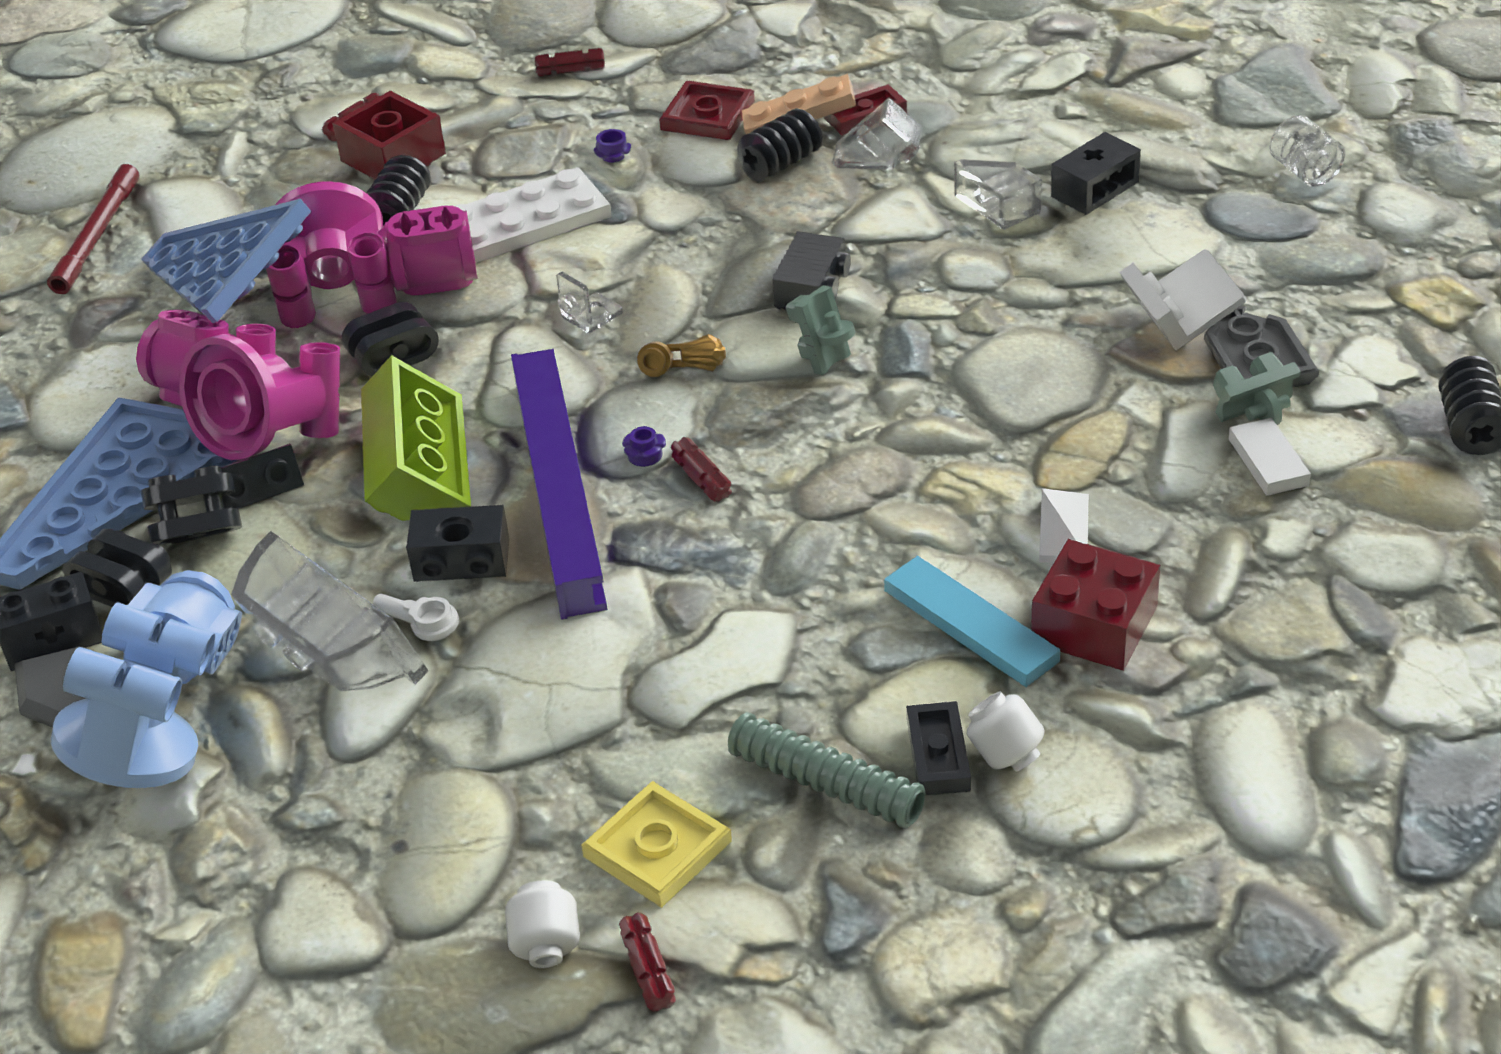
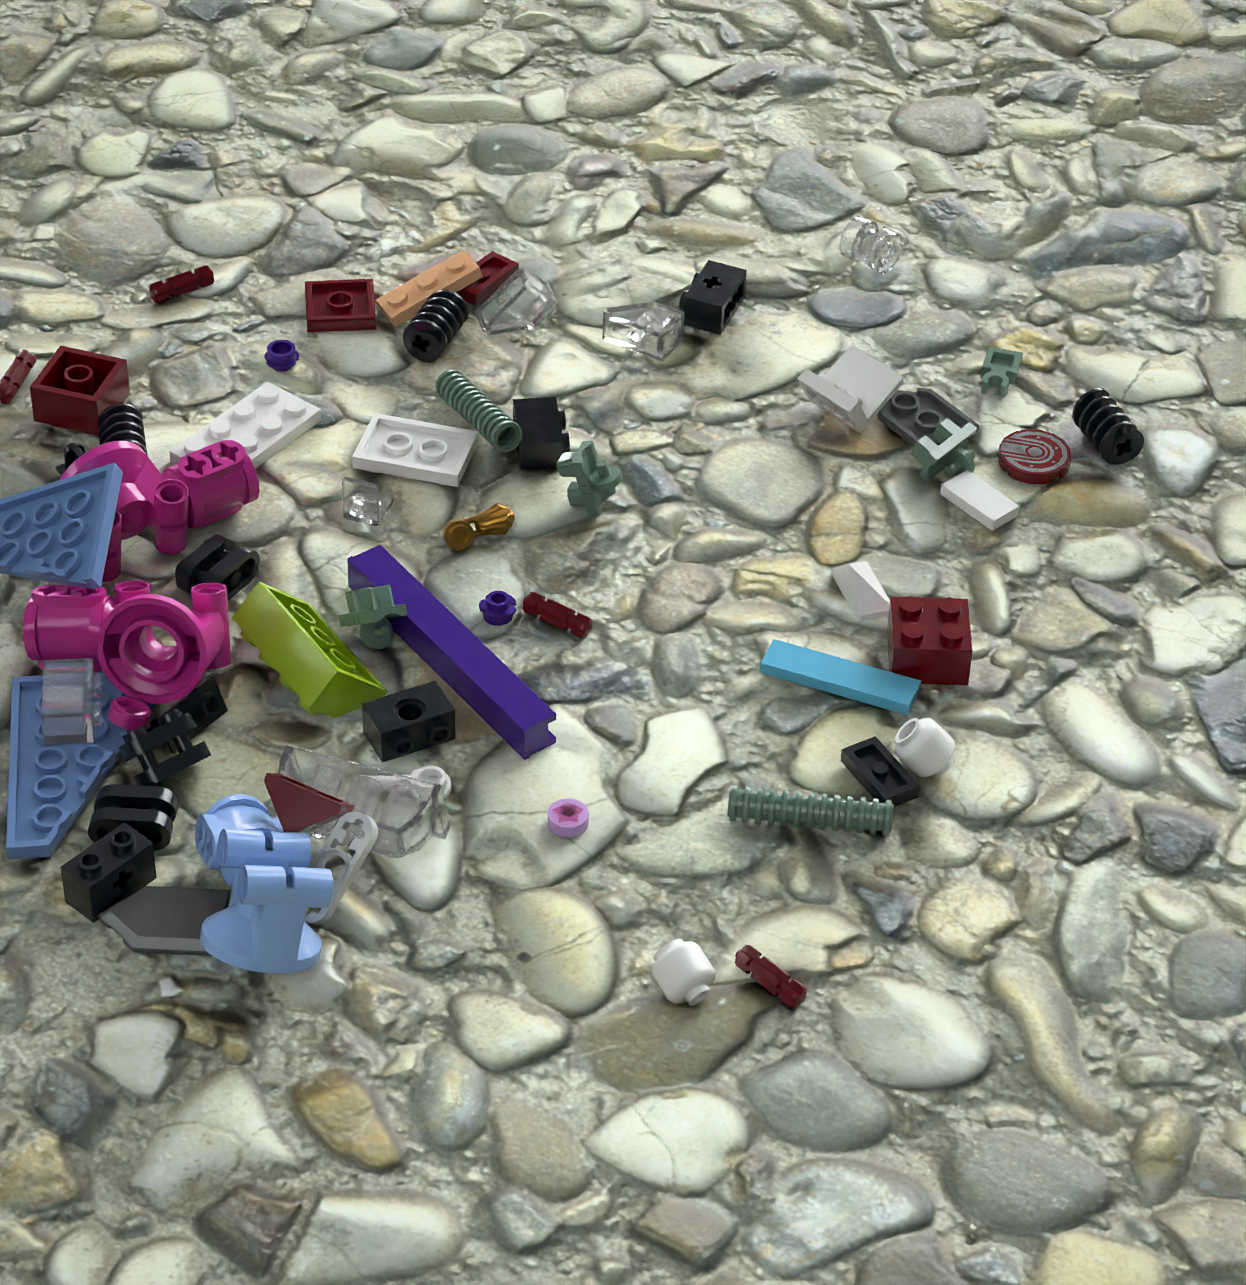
camera: 30 degrees left, 0 degrees up
(133, 433) = (70, 702): none -> clear brick
(181, 459) = (129, 713): none -> dark pink tile
(234, 599) = (302, 806): none -> dark red slope
(281, 652) = (362, 847): none -> white beam
(498, 437) = (371, 609): none -> sand green hips
(554, 698) = (568, 818): none -> lavender tile
(656, 843) = (718, 897): light yellow tile -> none
(674, 264) = (415, 450): none -> white plate
(756, 237) = (478, 410): none -> sand green piece
(1368, 421) = (1034, 456): none -> dark red tile
(1381, 312) = (1000, 369): none -> sand green plate

